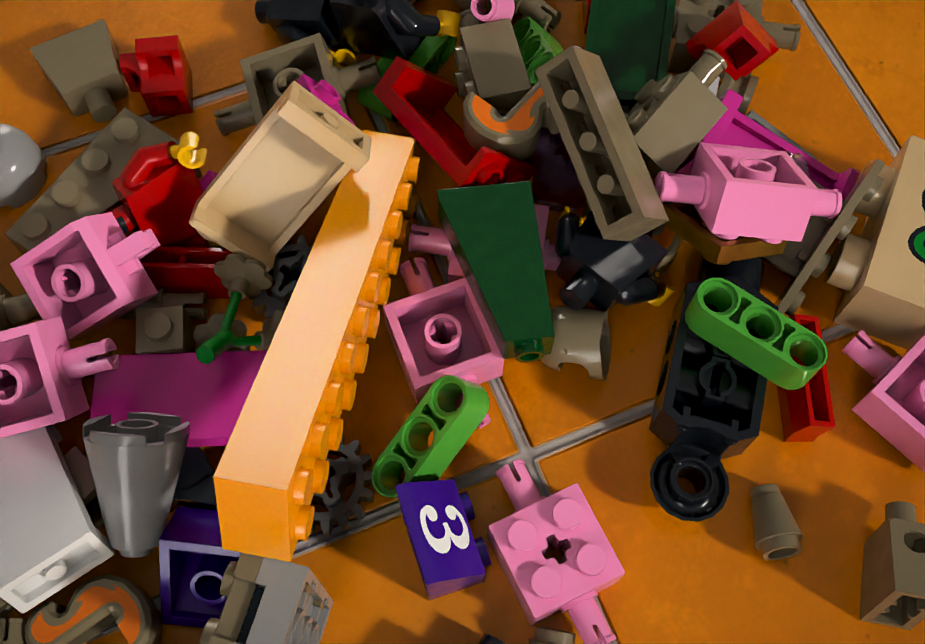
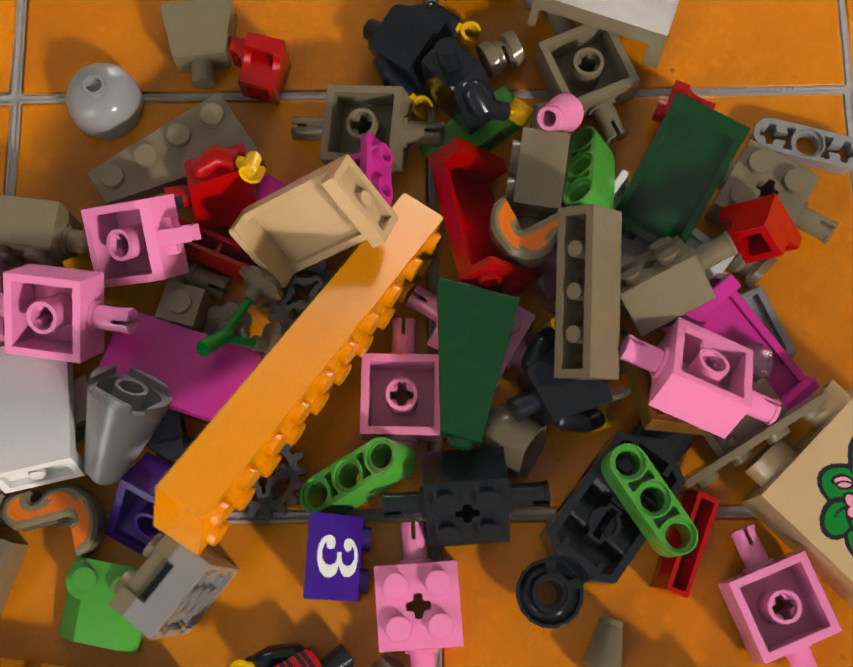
camera: 25 degrees right, 10 degrees up
(557, 413) = (466, 497): none -> black brick

